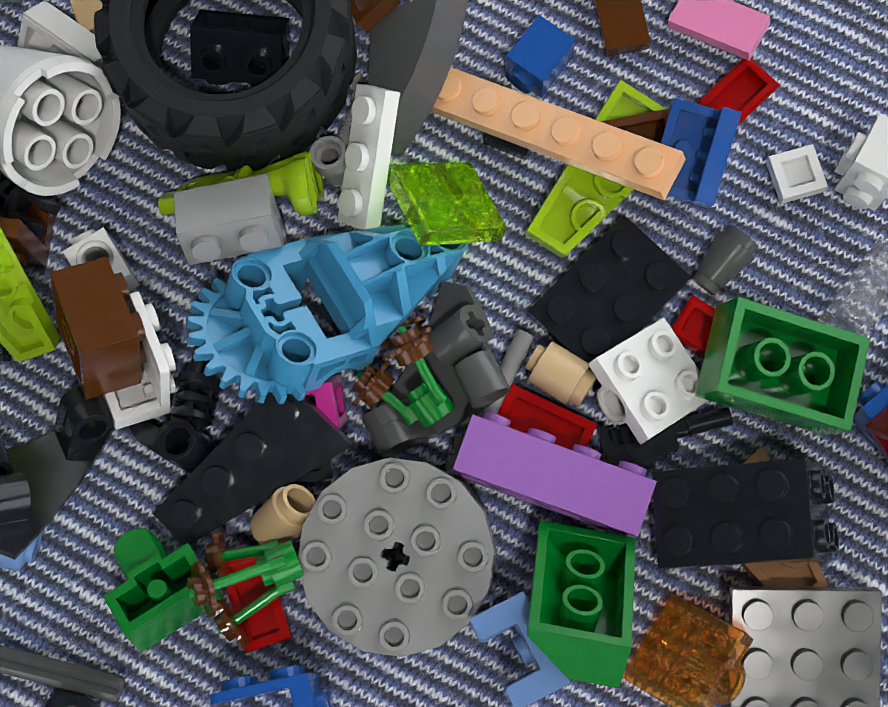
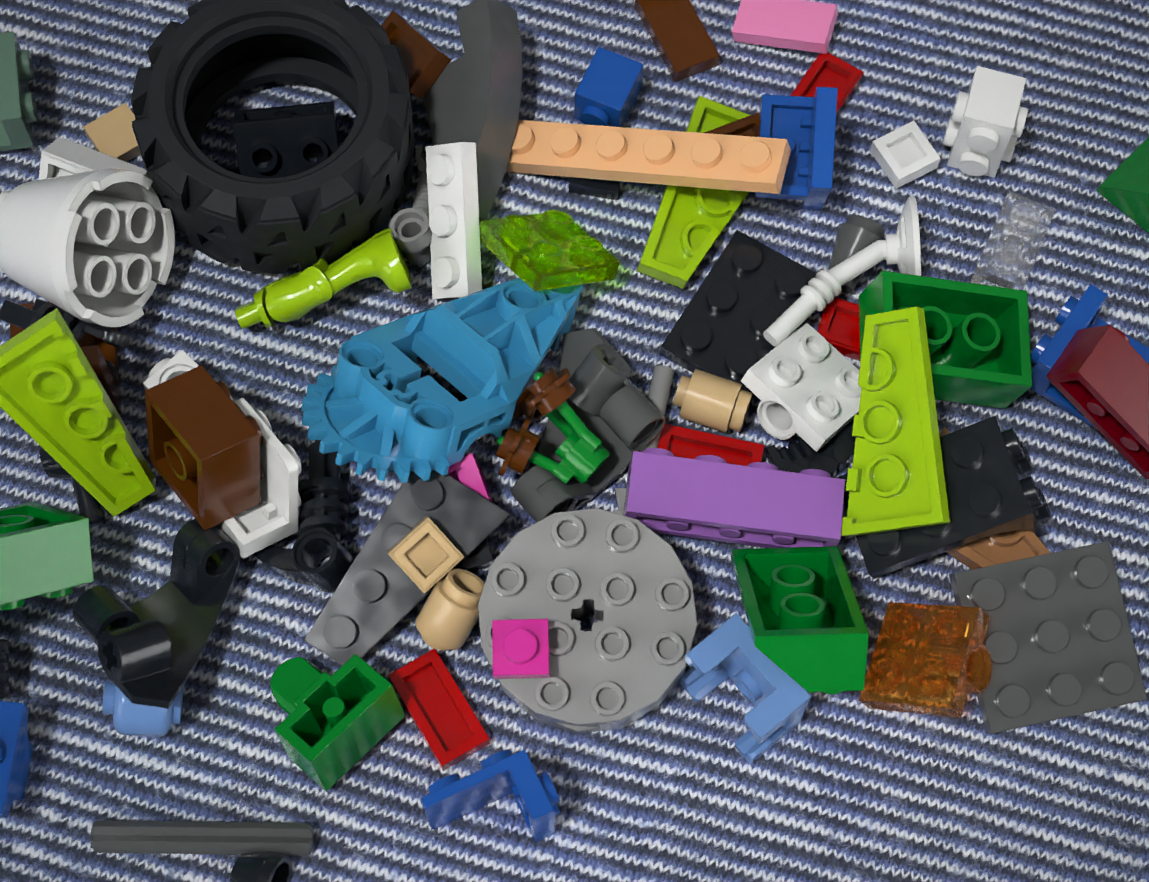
camera: 20 degrees left, 10 degrees down
(228, 219) = (321, 309): light grey slope -> none
(268, 467) = (425, 554): none -> tan tile
(276, 565) = (456, 655): plant -> none
(327, 577) = (520, 648): none -> dark pink plate
(708, 471) = (897, 448): none -> lime wing
(762, 269) = (897, 249): none -> white dish

